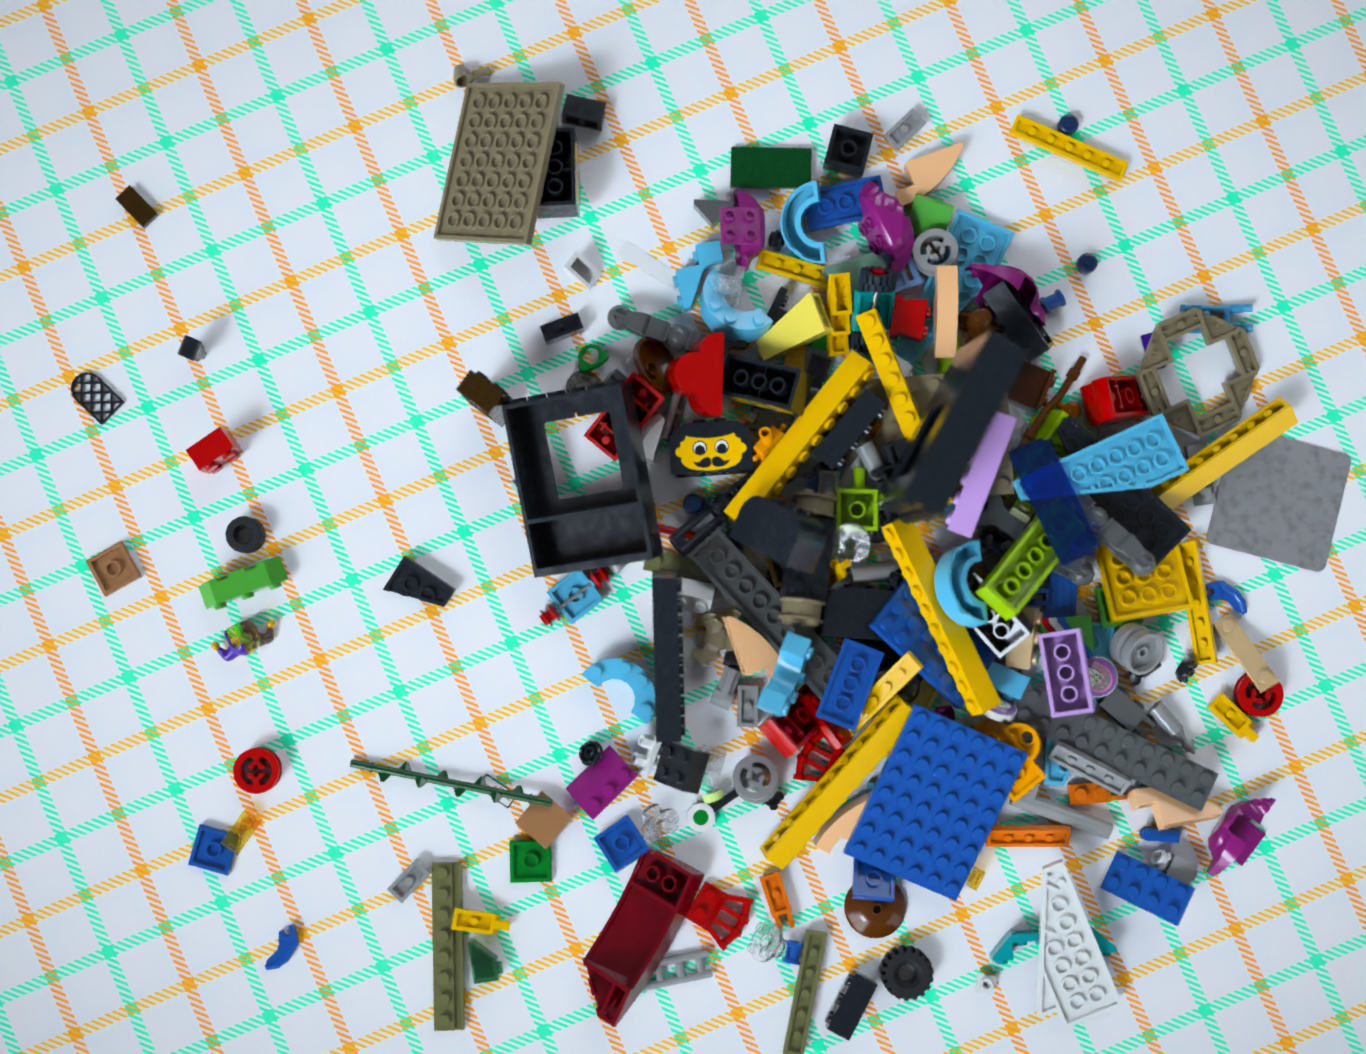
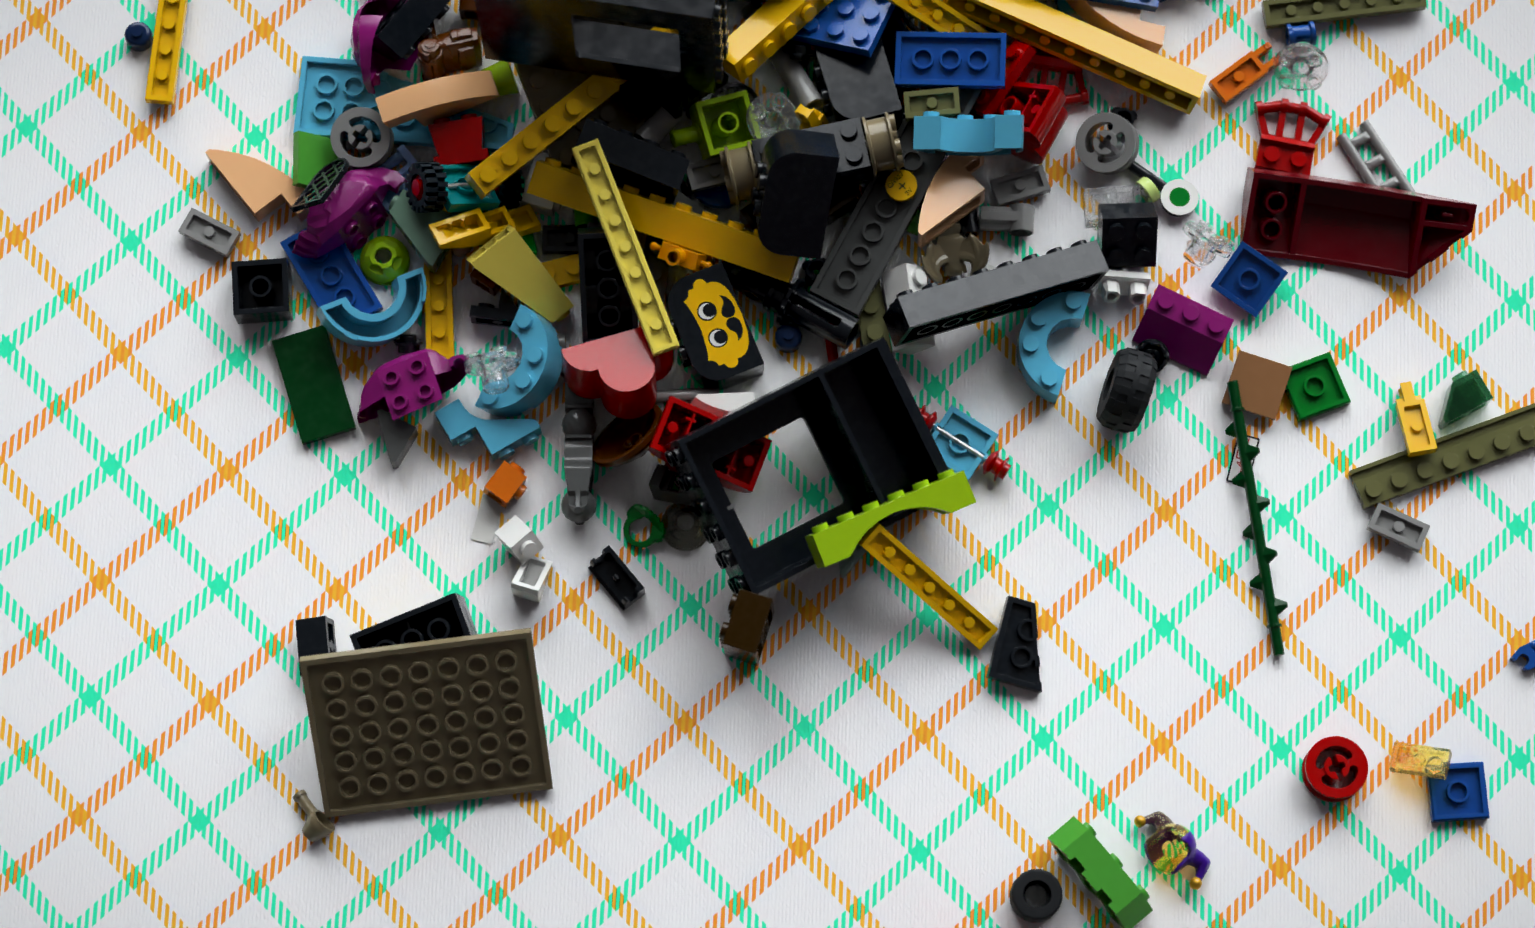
camera: 110 degrees left, 10 degrees down
(476, 533) = (928, 585): none -> yellow plate
(519, 476) = (839, 540): none -> lime arch
(567, 724) = (1127, 390): none -> black tyre
(609, 269) = (519, 540): none -> white brick
(653, 274) = (506, 484): none -> orange brick
(768, 617) = (901, 185): none -> yellow piece
(780, 398) = (625, 247): none -> light yellow tile
(821, 659) = (939, 100): none -> olive plate
(840, 253) = (384, 273): none -> lime piece
(898, 192) = (303, 201): none -> black window

